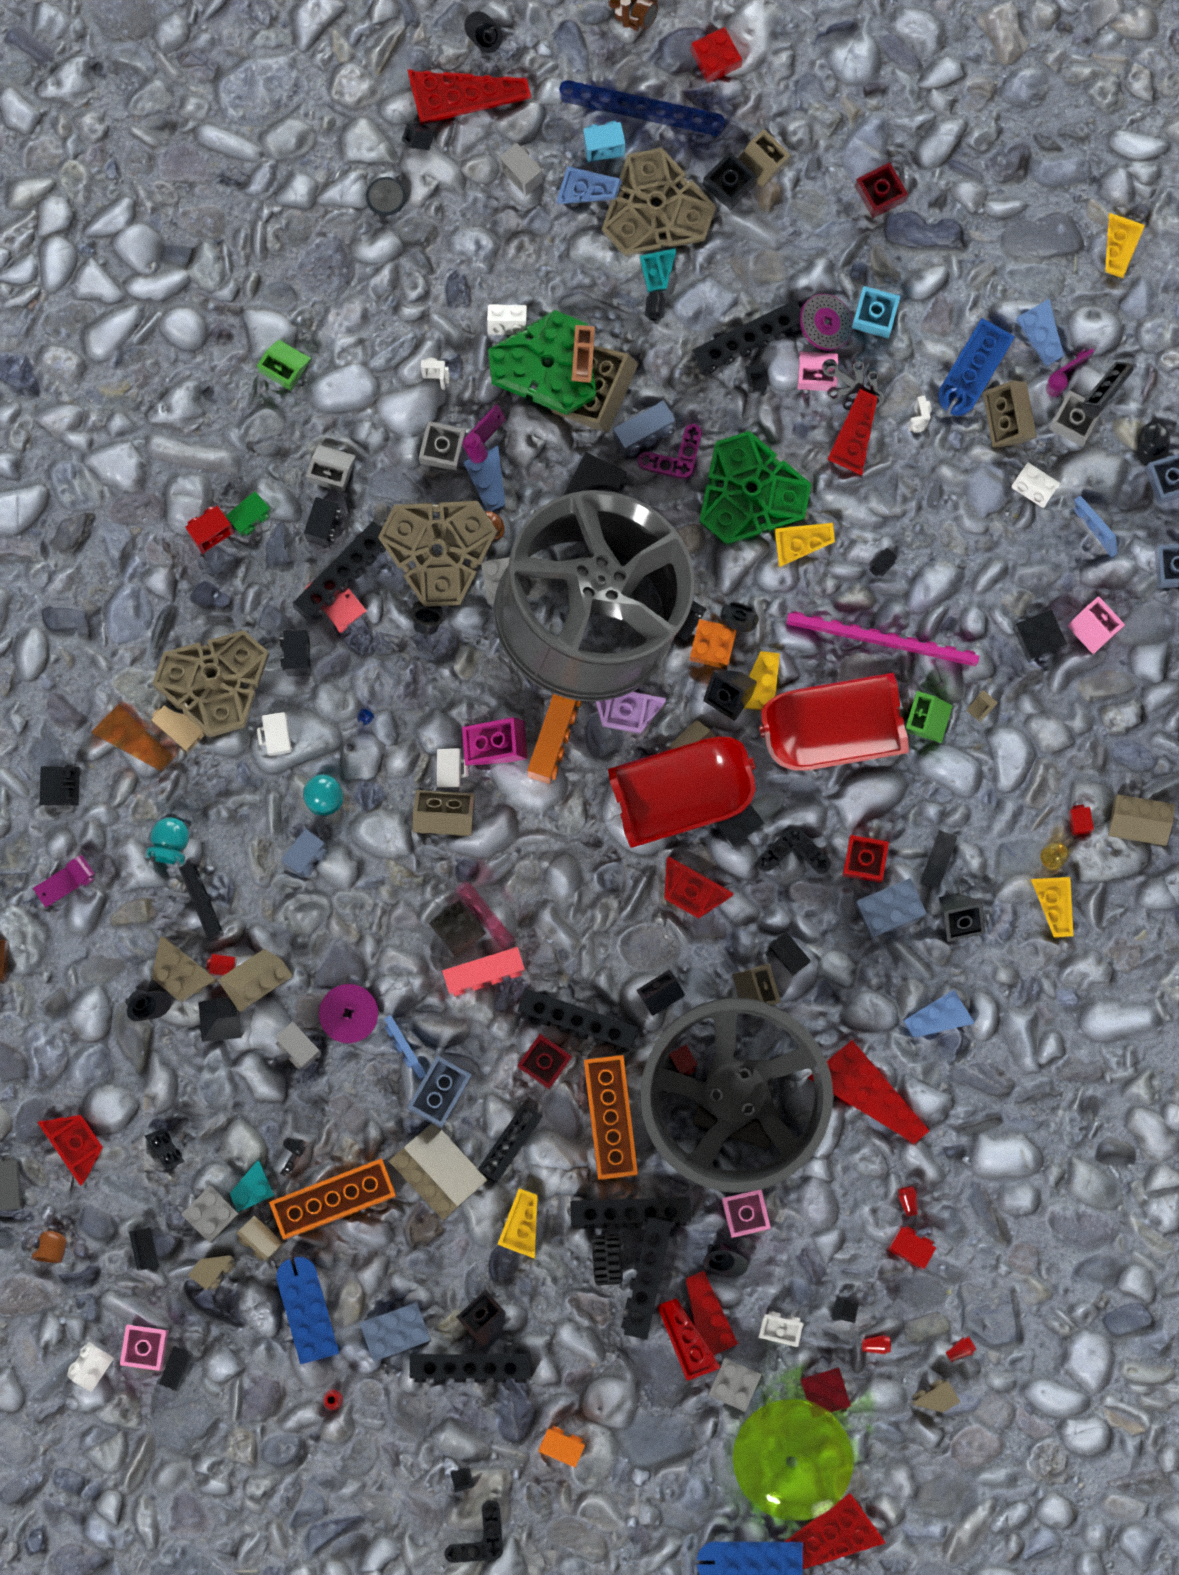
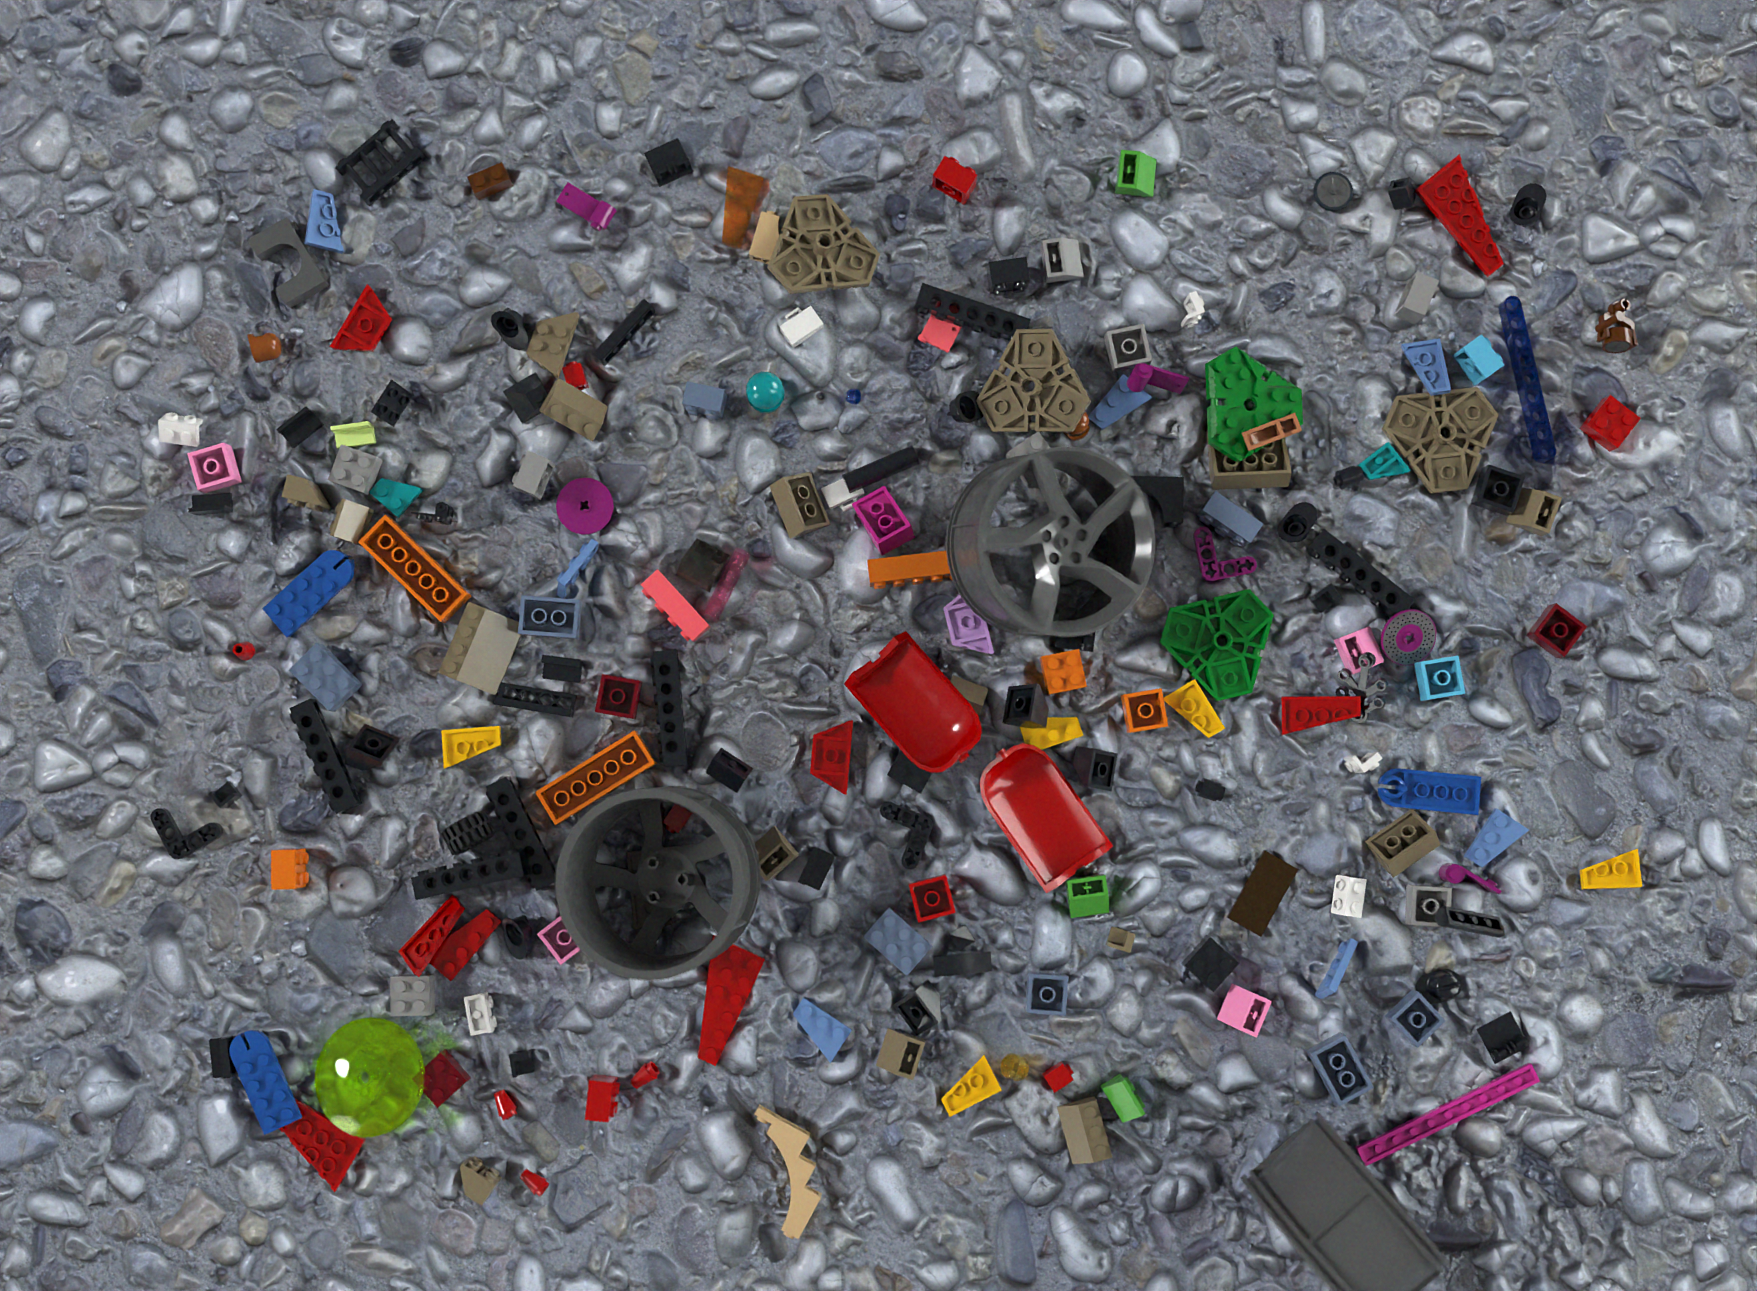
camera: 65 degrees right, 5 degrees up
(168, 839) = (663, 277): teal tile -> none
(176, 1201) = (354, 434): none -> yellowish green panel
(249, 514) = (985, 208): green brick -> none
(296, 653) = (880, 308): black brick -> none
(445, 722) = (880, 469): none -> black brick
(492, 1105) = (562, 668): none -> black panel
(506, 319) = (1272, 350): white bracket -> none
(675, 370) = (1297, 522): none -> black piece
(739, 617) = (1098, 684): black tile -> none
(783, 587) = (1144, 710): none -> orange brick
(813, 655) = (1095, 767): none -> black slope
(875, 637) = (1142, 830): dark pink plate -> none
(914, 849) = (962, 937): none -> black slope
(995, 953) = (900, 1053): none -> dark tan slope
(998, 560) = (1262, 893): none -> dark brown tile
(1000, 795) = (1046, 993): none -> sand blue brick
(1032, 1092) = (791, 1141): none -> tan arch
(1127, 770) = (1122, 1098): none -> bright green slope

